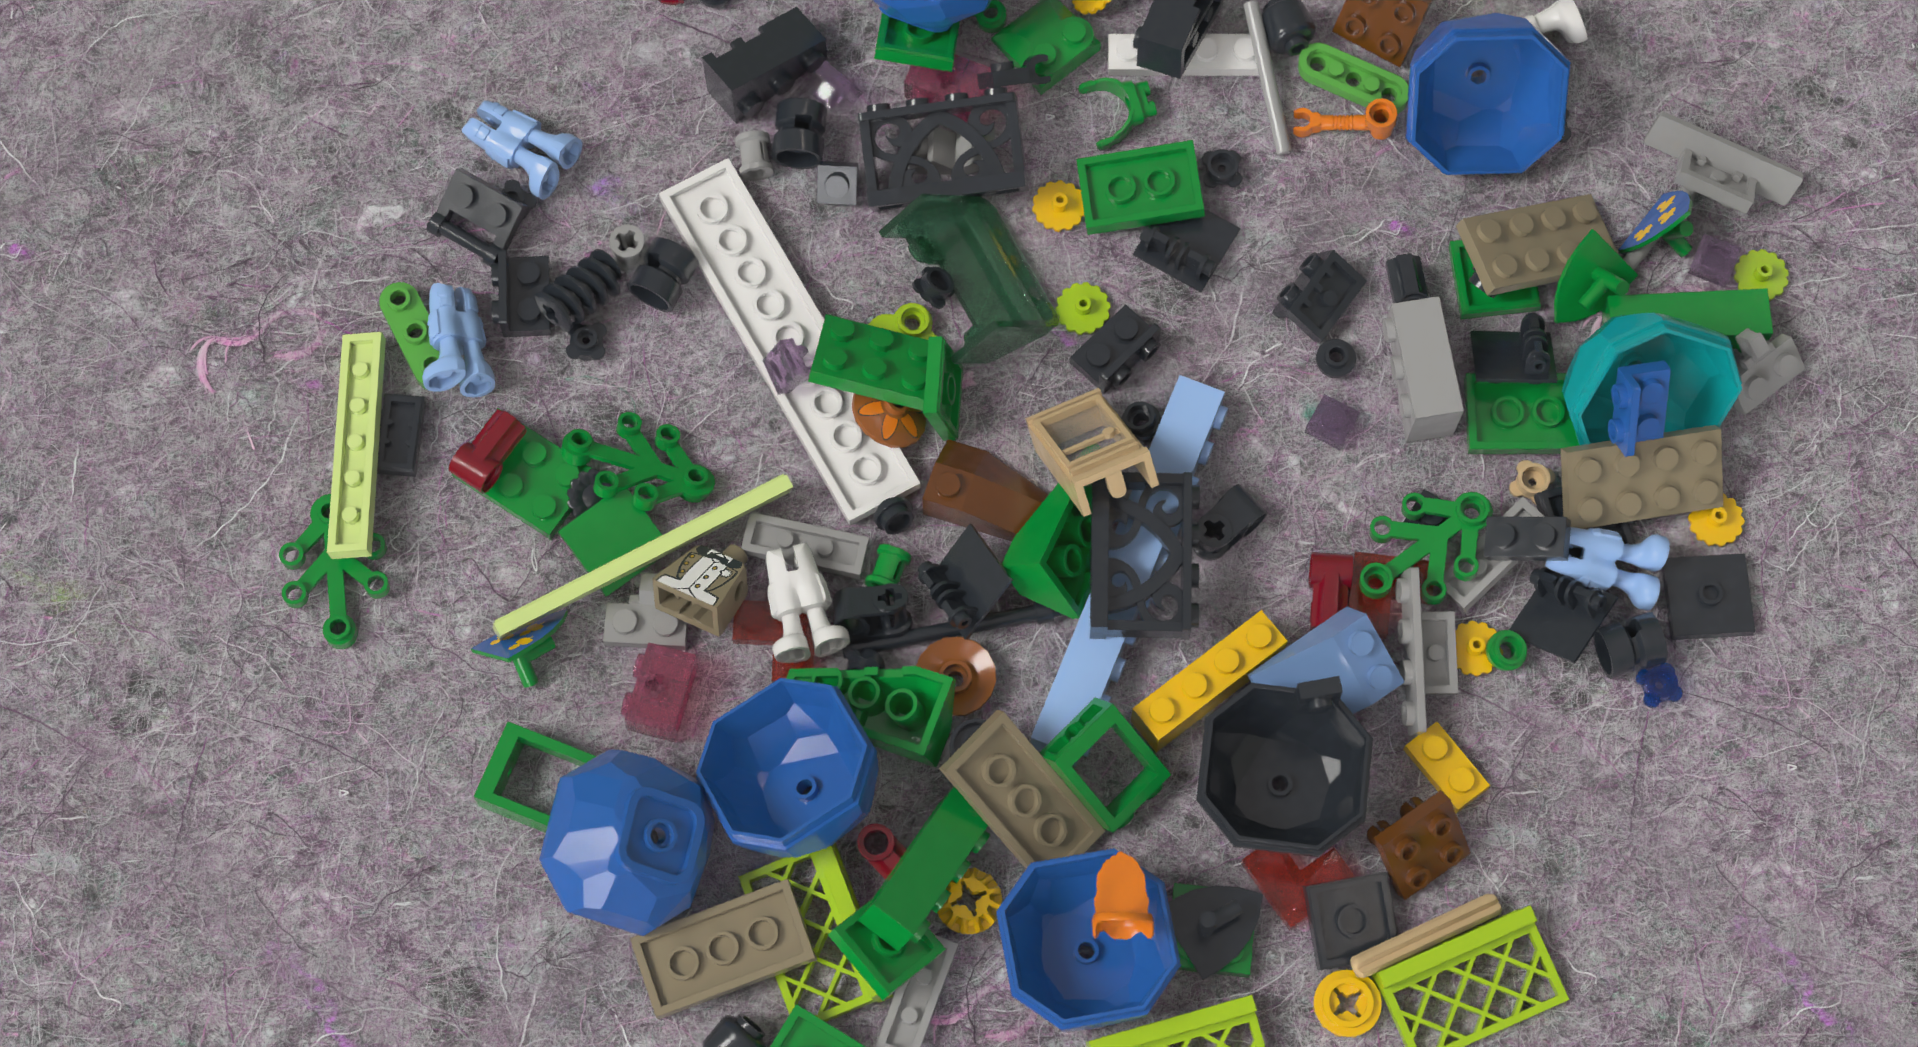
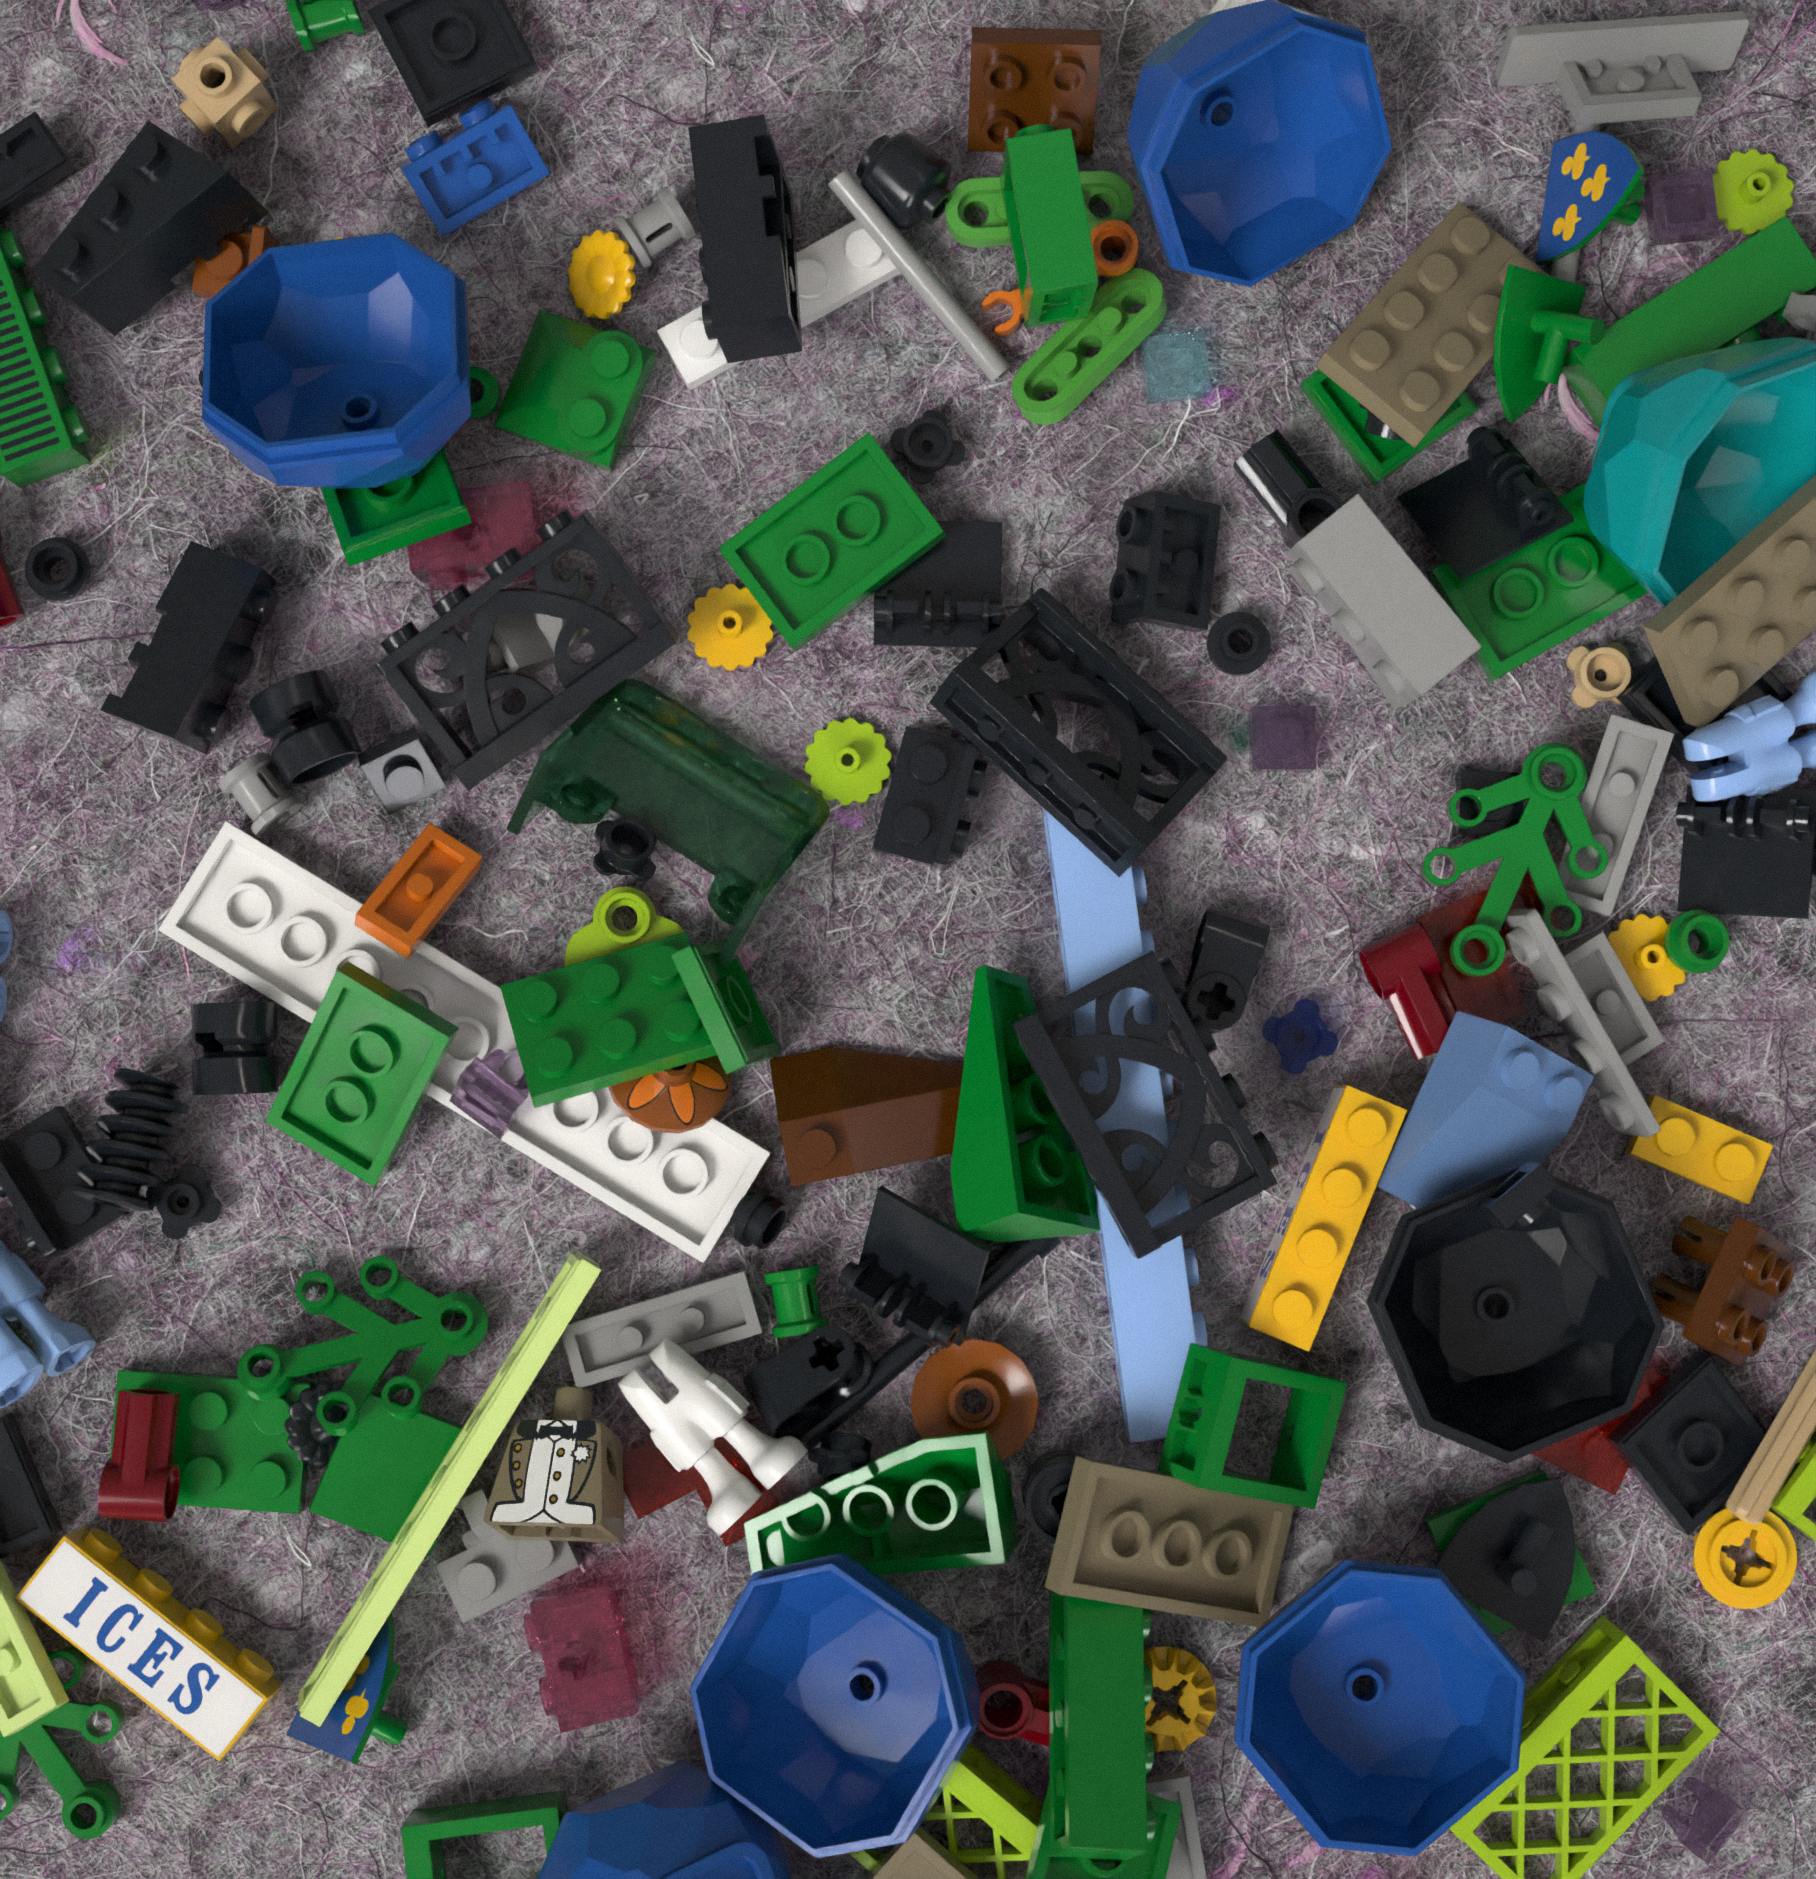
camera: 30 degrees left, 15 degrees up
(429, 557) = (150, 1640): none -> brick
(627, 236) = (157, 1017): light grey bush -> none
(723, 320) = (361, 1073): none -> green plate
(810, 245) = (418, 891): none -> orange plate
(835, 87) = (315, 626): clear purple tile -> none
(1005, 75) = (554, 486): black plate -> none
(1086, 443) = (985, 986): tan door -> none
(1121, 900) = (1410, 1651): orange piece -> none
(1135, 99) = (750, 410): green helmet -> none
(1142, 411) = (1008, 874): black plate -> none
(1239, 321) = (1090, 673): none -> black fence
(1260, 575) = (1317, 1041): none -> clear blue plate
(1340, 161) = (1060, 360): none -> bright green plate
(1348, 81) = (1048, 226): none -> green window
(1383, 199) = (1175, 367): none -> clear light blue tile
(1527, 538) = (1659, 779): black plate -> none
(1639, 404) = (1734, 512): blue bracket -> none

